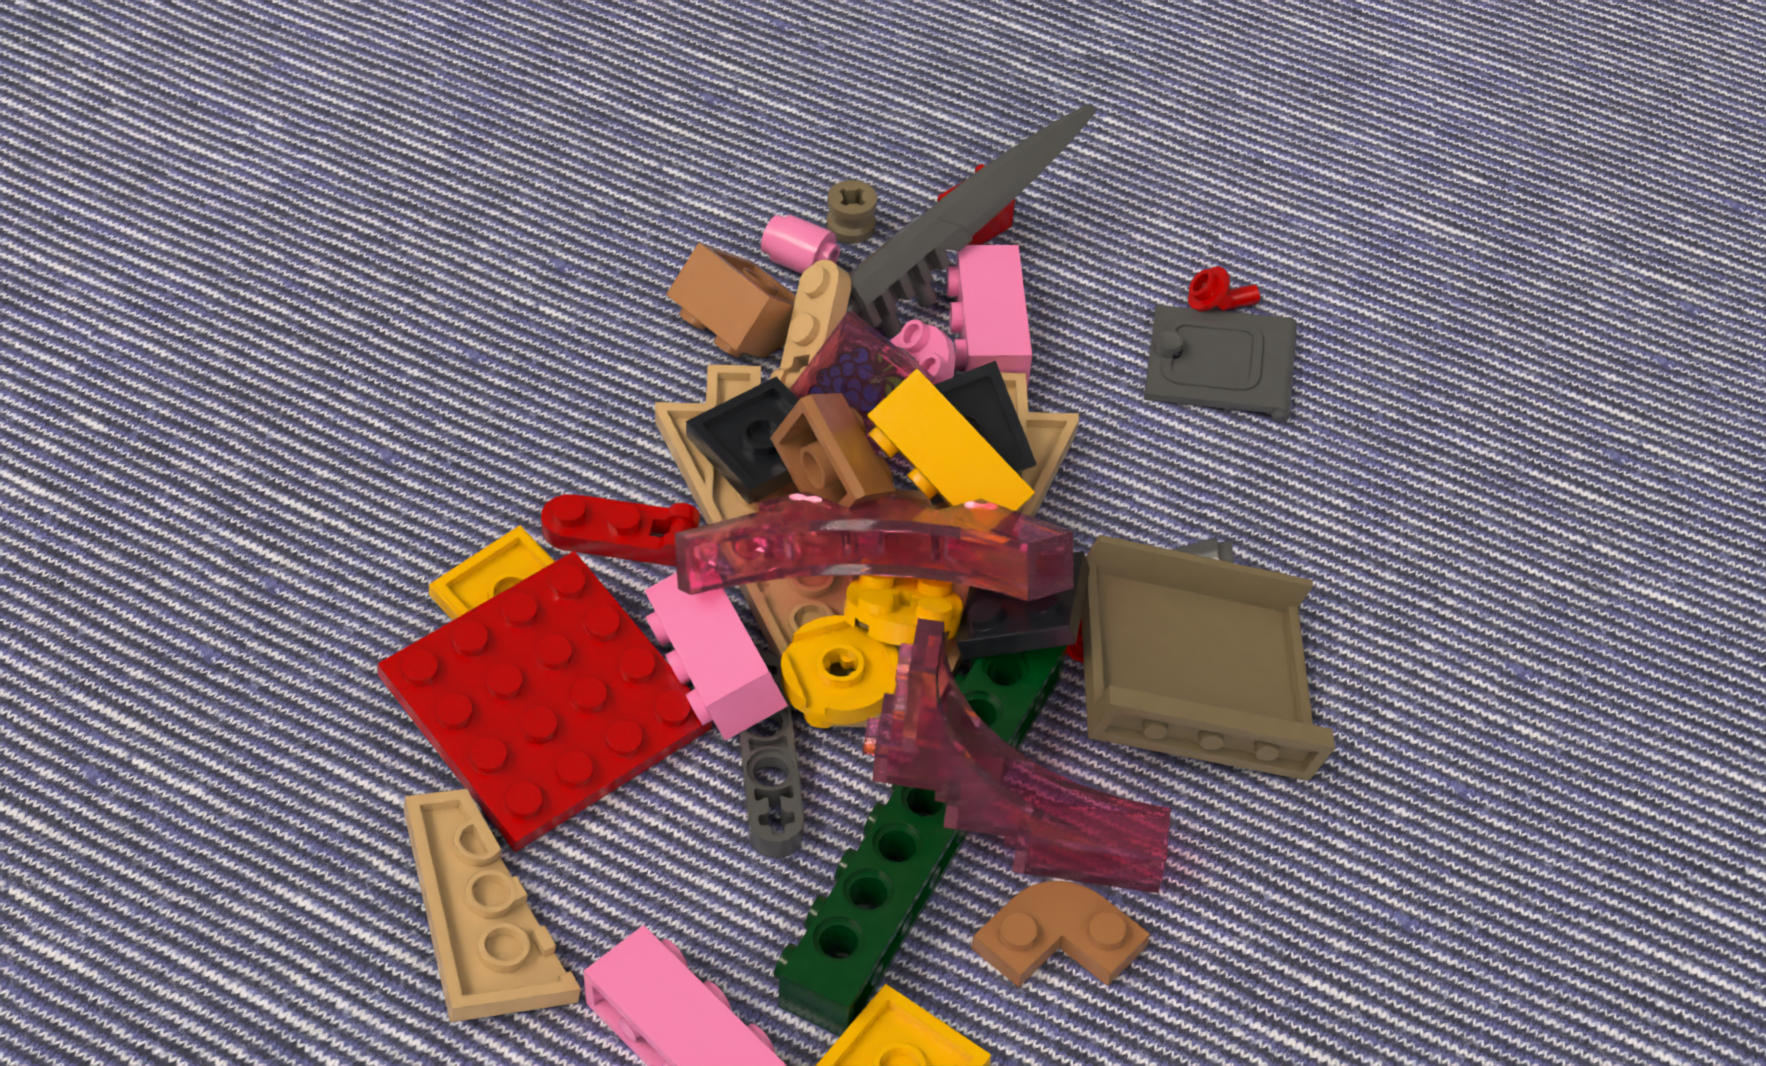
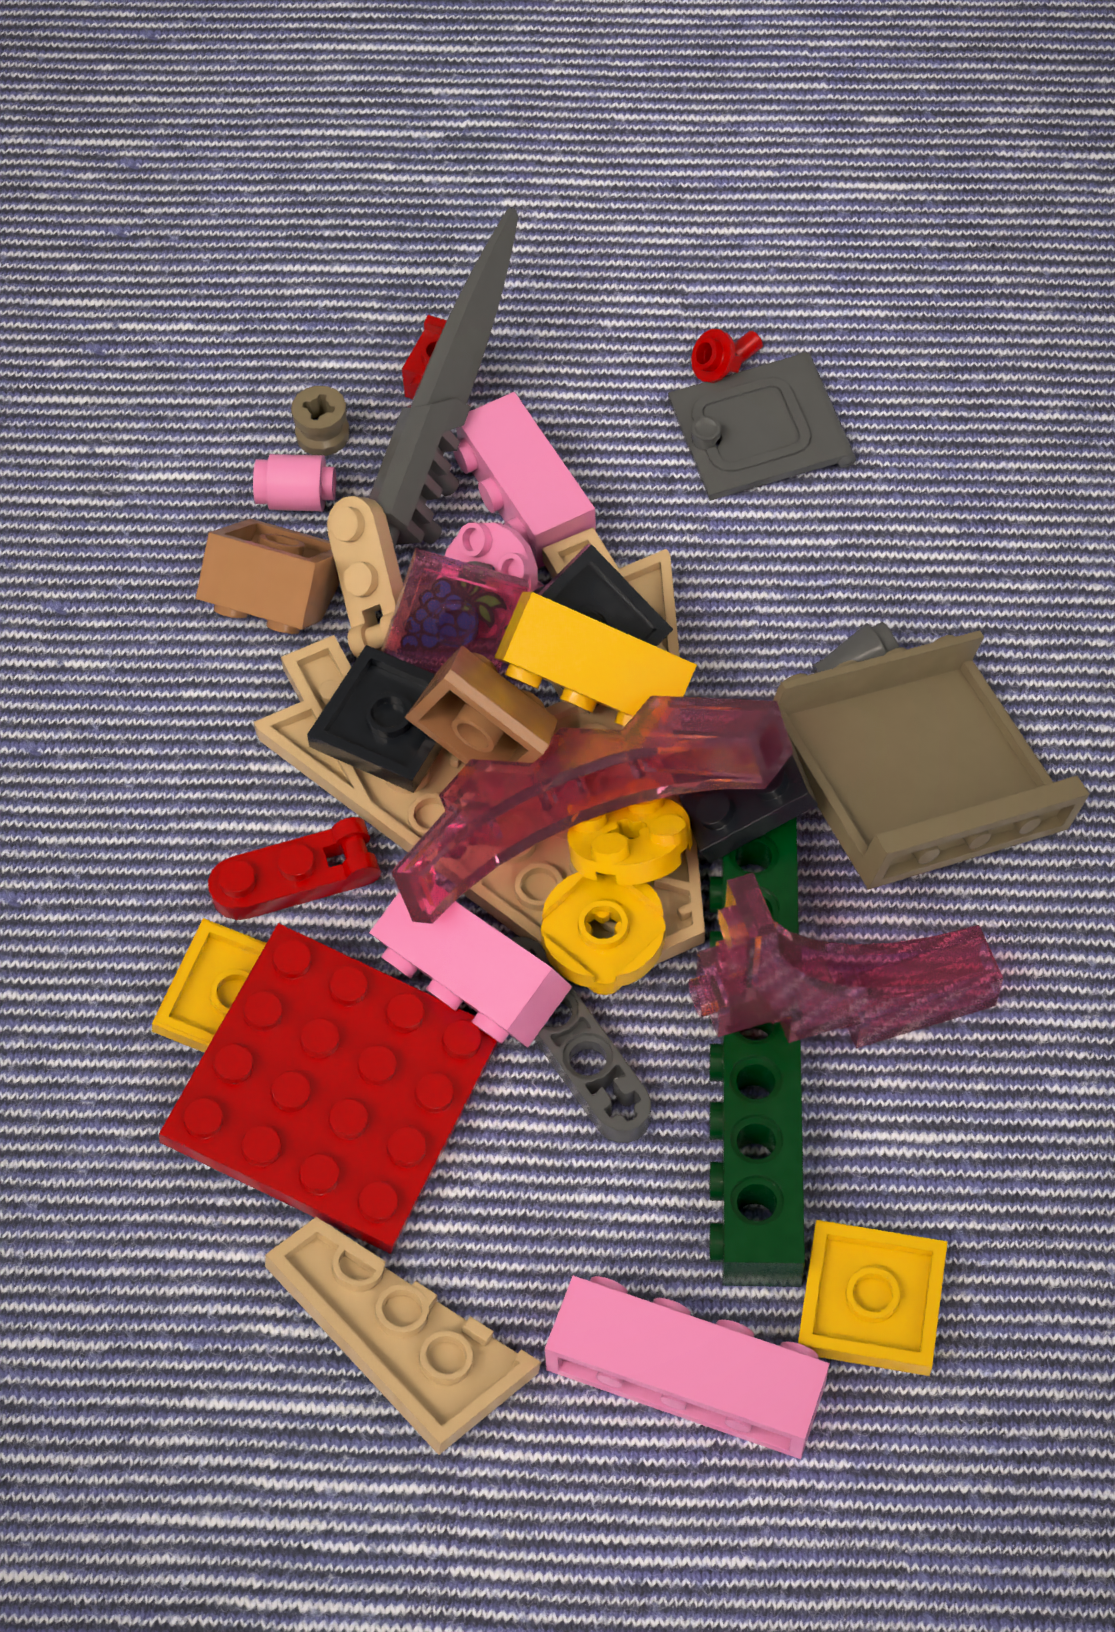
camera: 20 degrees left, 10 degrees up
(1060, 917) = (930, 1073): medium nougat plate -> none

